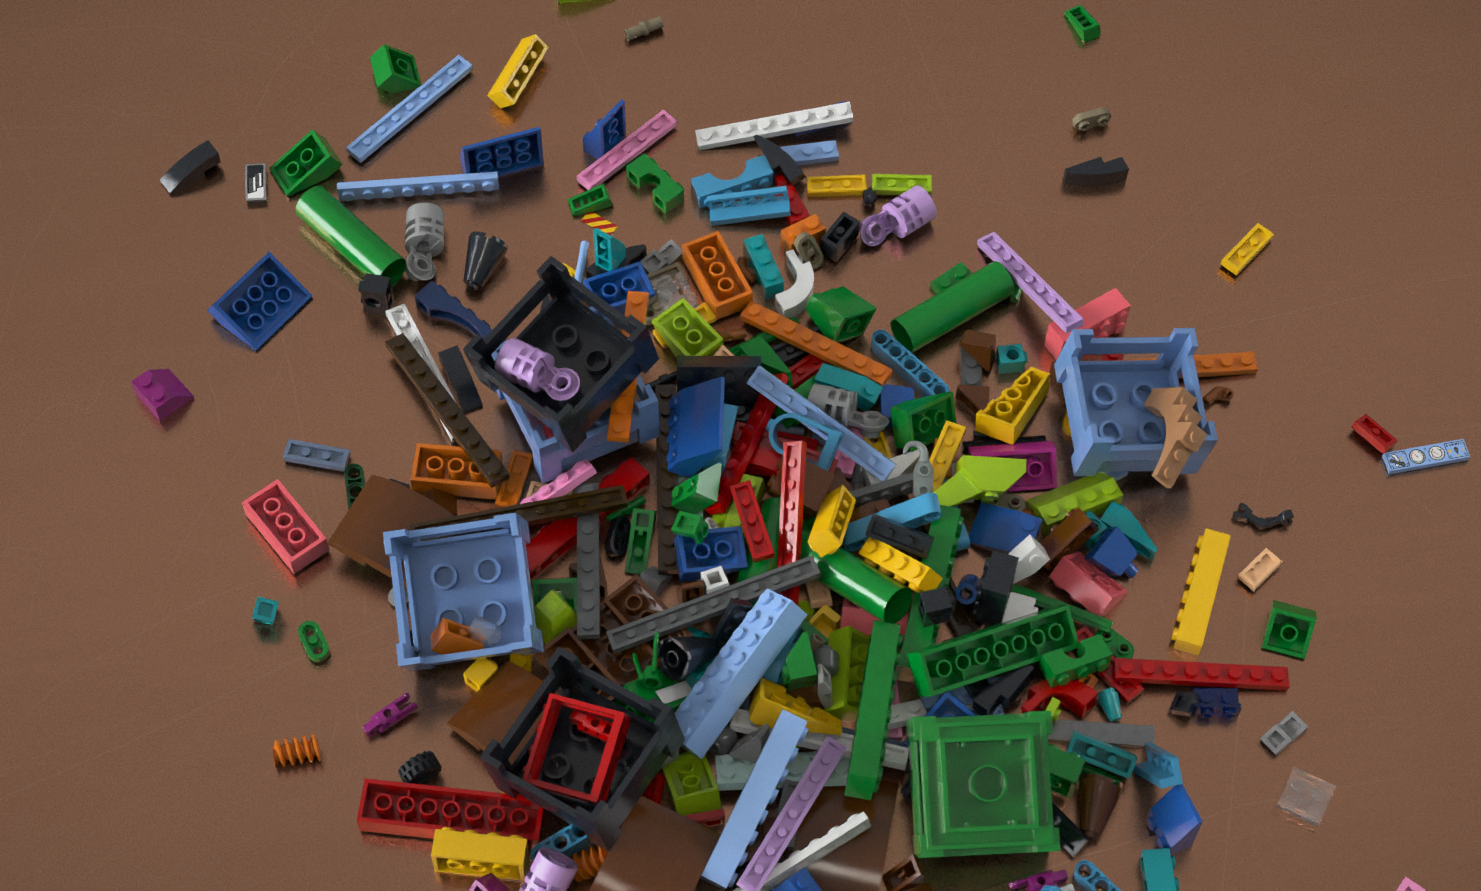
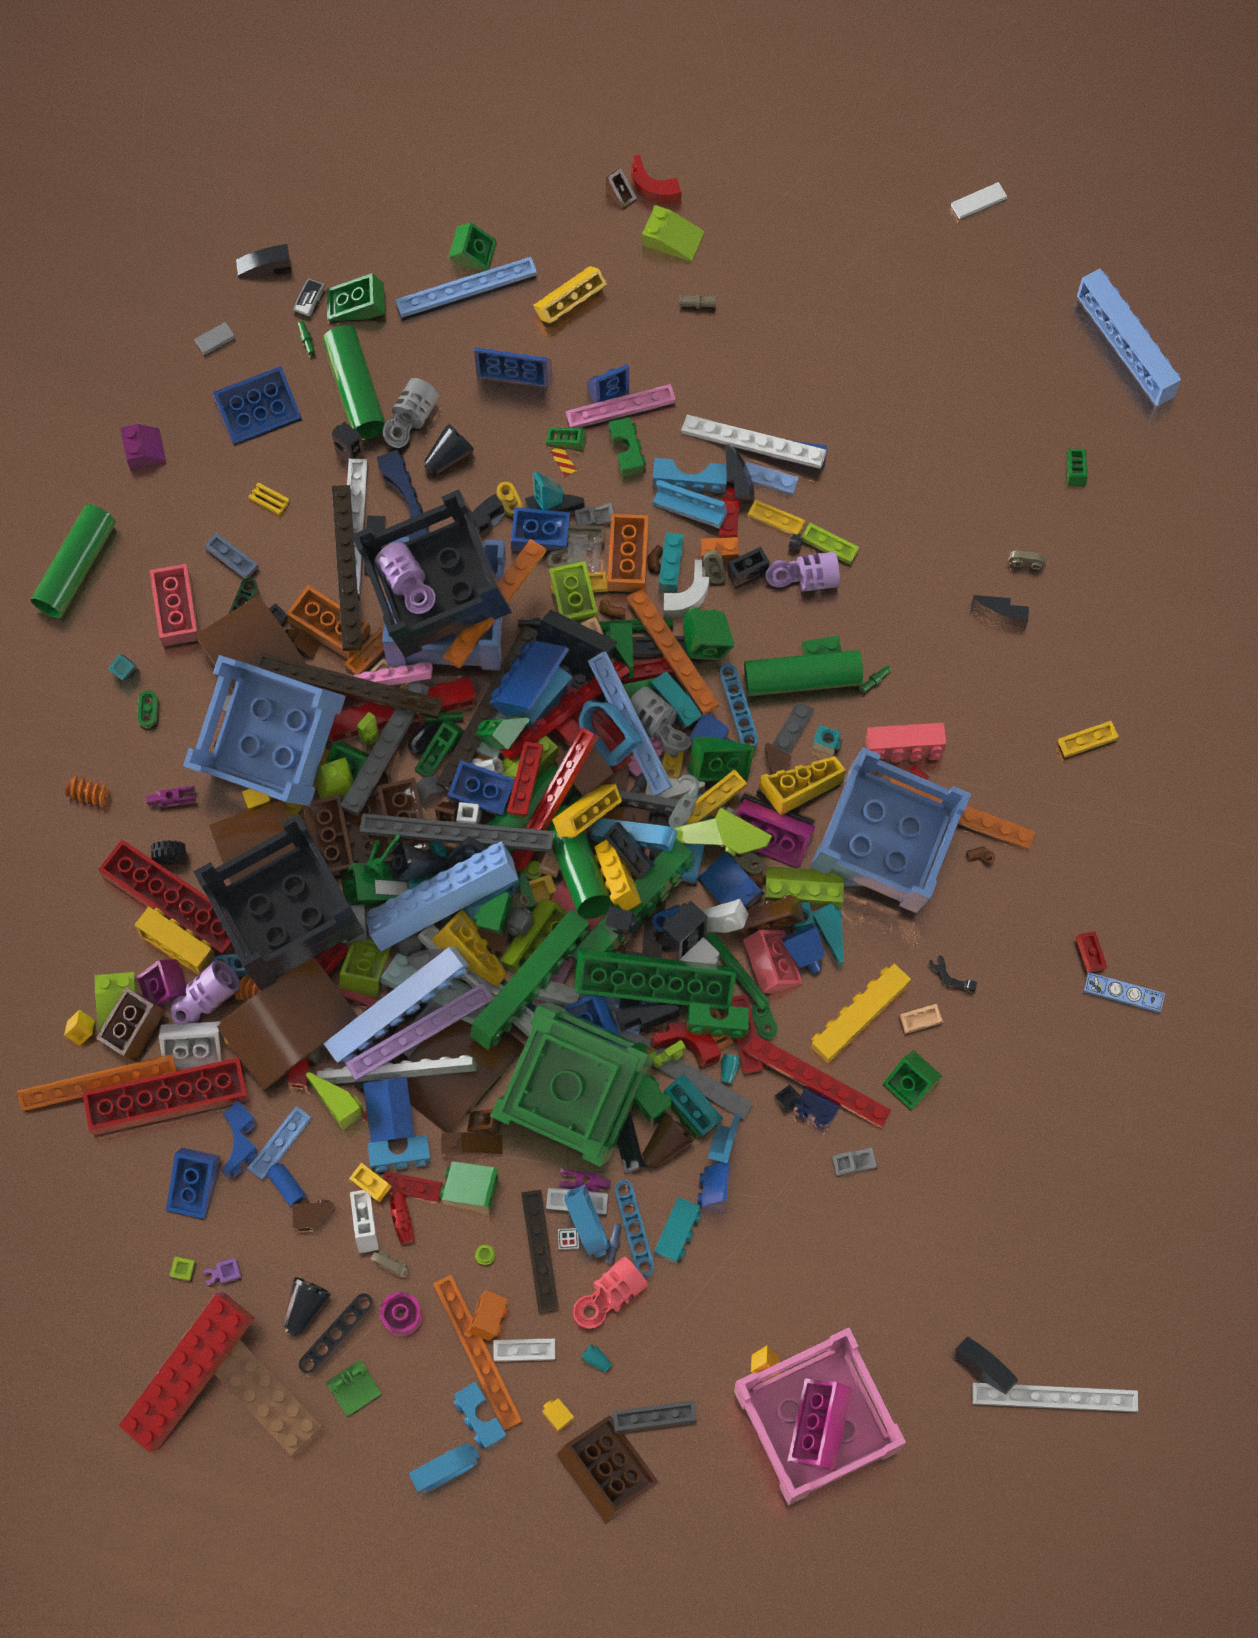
camera: 30 degrees right, 10 degrees up
(152, 532) = (73, 560): none -> green piece
(179, 261) = (214, 338): none -> light grey tile
(274, 220) = (306, 337): none -> green bar
(324, 381) = (256, 491): none -> yellow tile
(417, 186) = (433, 360): light blue plate -> none
(453, 638) = (245, 763): orange slope -> none
(484, 630) = (269, 767): clear brick -> none
(563, 552) = (368, 731): none -> lime plate
(581, 261) = (516, 501): light blue bar -> none
(592, 724) = (302, 889): red hinge -> none
(609, 758) = (293, 919): red window -> none
(690, 526) = (471, 761): green bracket -> none
(824, 686) = (504, 942): light grey slope -> none
(980, 347) = (804, 718): reddish brown slope -> none
(1031, 283) = (877, 683): lavender plate -> none
(1182, 432) = (900, 881): medium nougat arch -> none
(1305, 796) = (838, 1221): clear plate -> none

